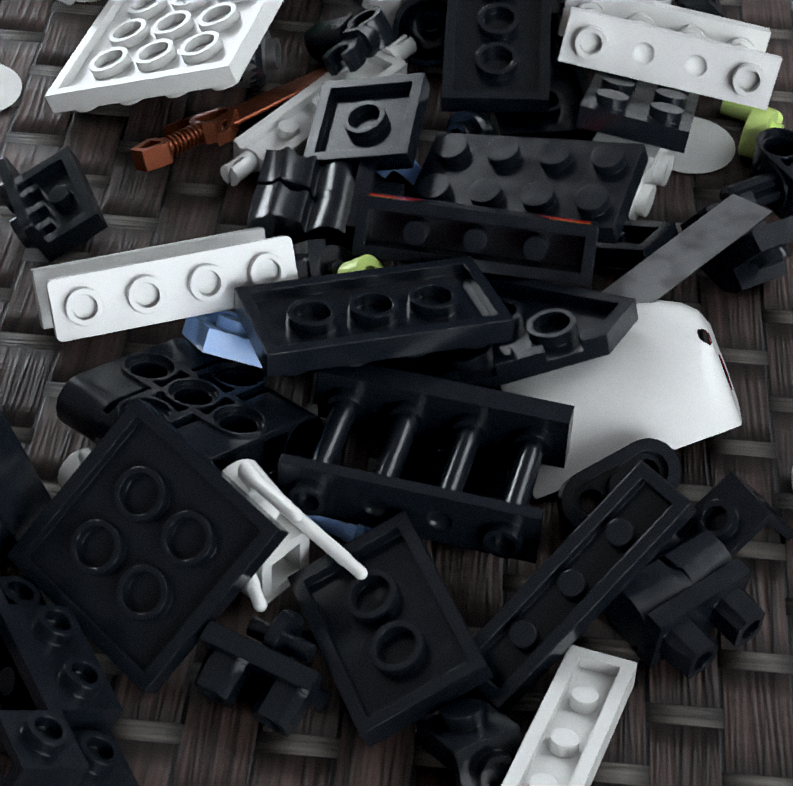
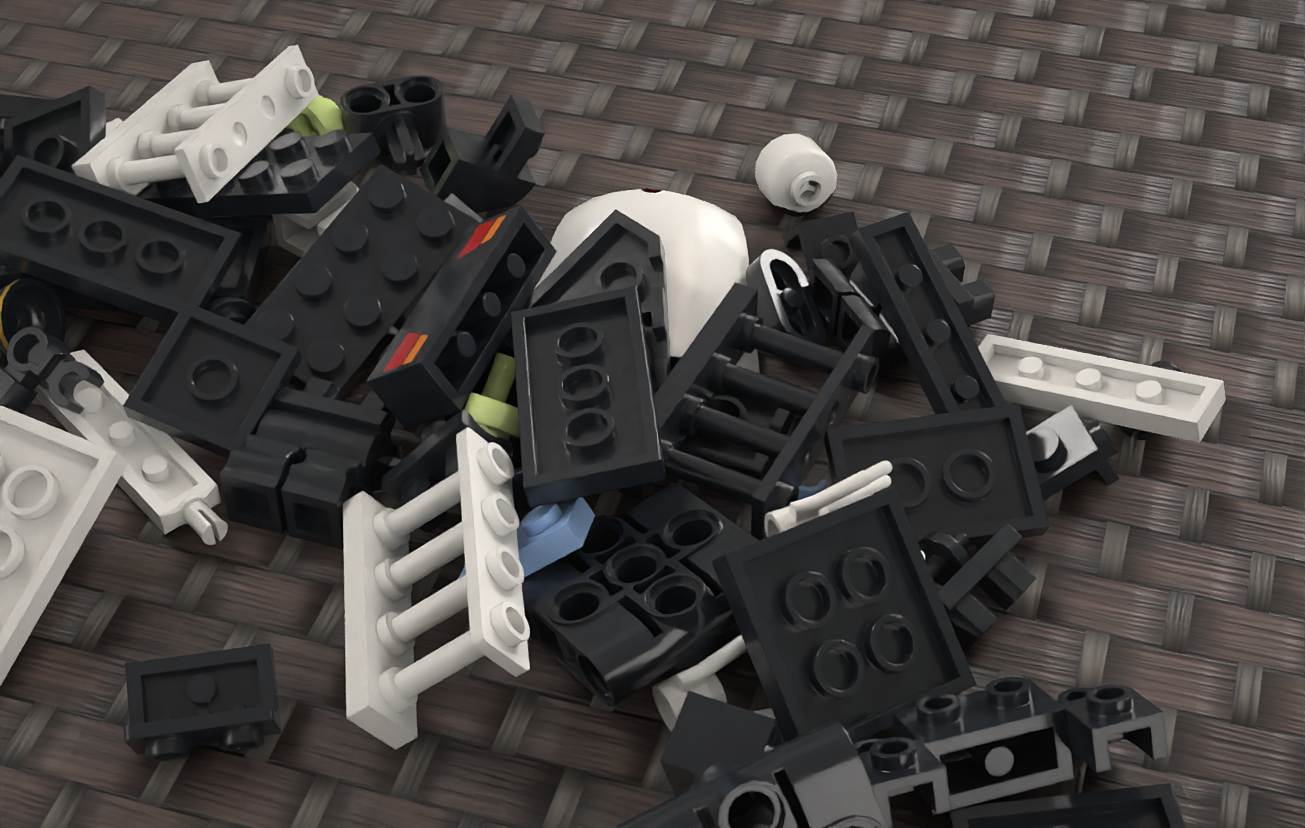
camera: 75 degrees left, 0 degrees up
(214, 125) = (115, 546): copper sword -> none
(689, 250) = (517, 181): flat silver sticker -> none

